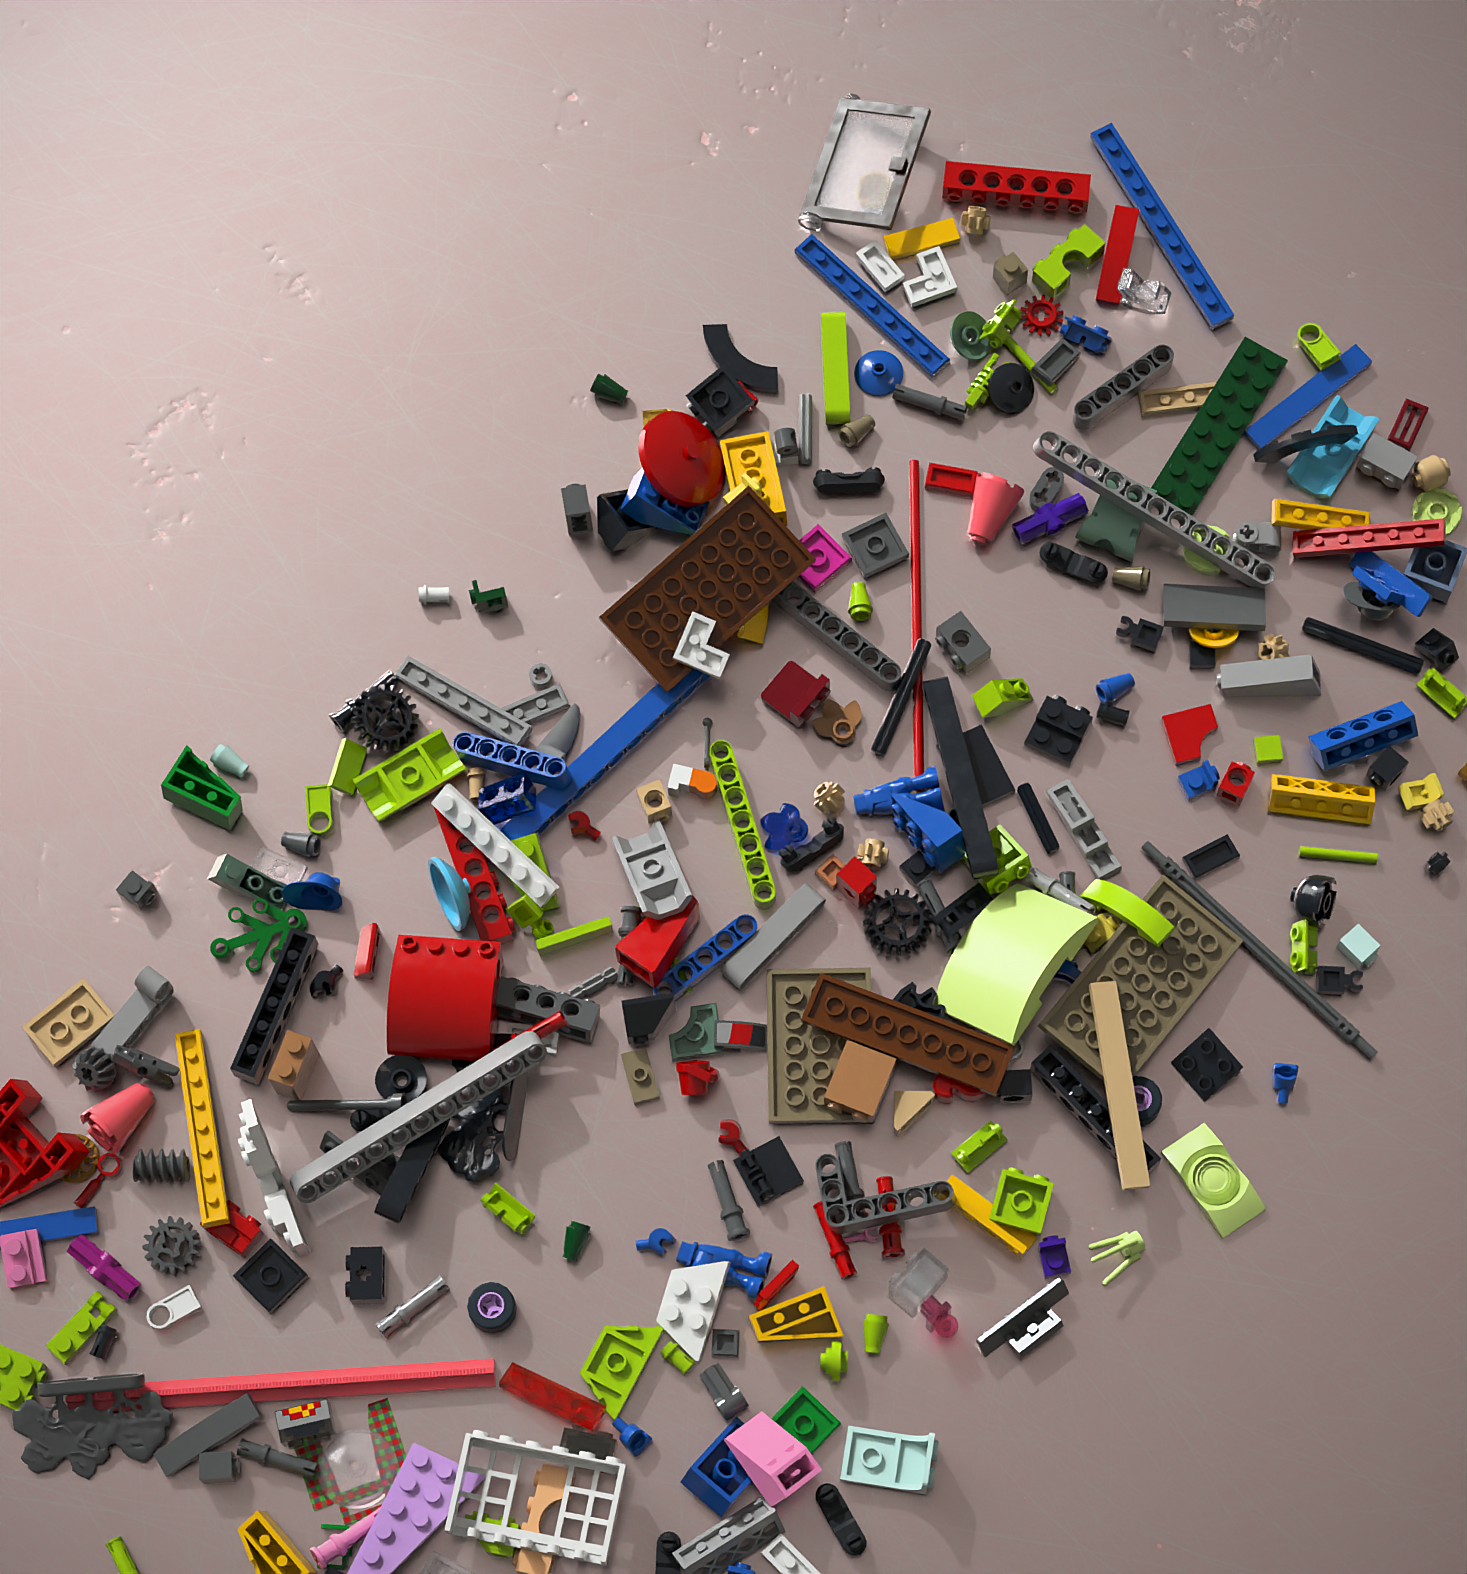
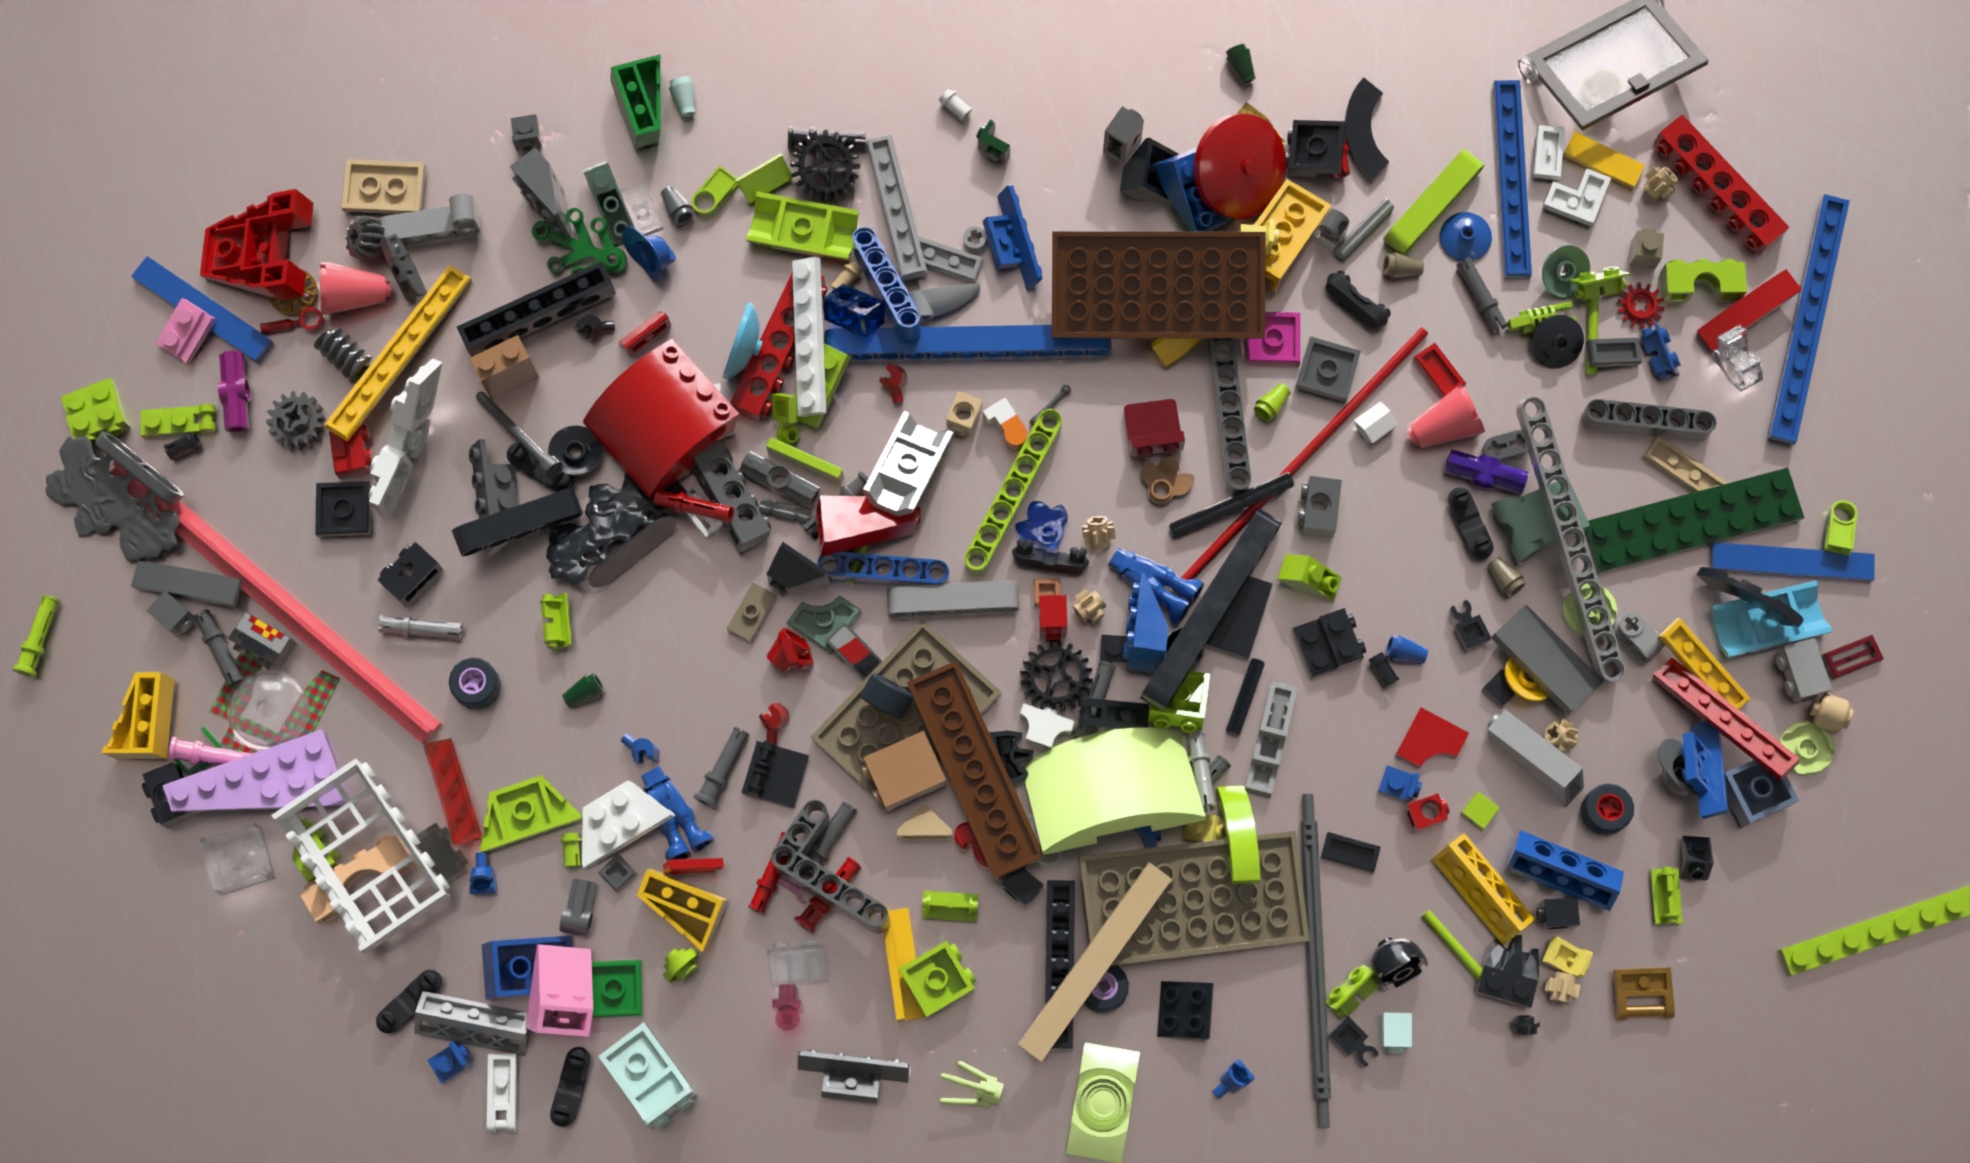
camera: 40 degrees right, 5 degrees up
(180, 1305) = (260, 469): white piece -> none
(193, 916) = (542, 188): none -> dark grey slope
(405, 1120) = (553, 490): light grey beam -> none
(568, 652) = (1011, 240): none -> blue bracket
(586, 962) = (794, 486): none -> dark grey piece
(693, 648) = (1100, 324): white plate -> none
(797, 1041) = (887, 696): none -> black wheel
(874, 1332) = (734, 970): lime cone -> none
(923, 963) = (1044, 726): none -> white brick
(943, 552) = (1375, 422): none -> white piece
(1054, 1257) = (922, 1044): dark purple bracket -> none
(1354, 662) = (1616, 805): none -> black wheel
(1363, 645) = (1641, 802): black axle -> none
(1393, 838) = (1509, 972): none -> black plate

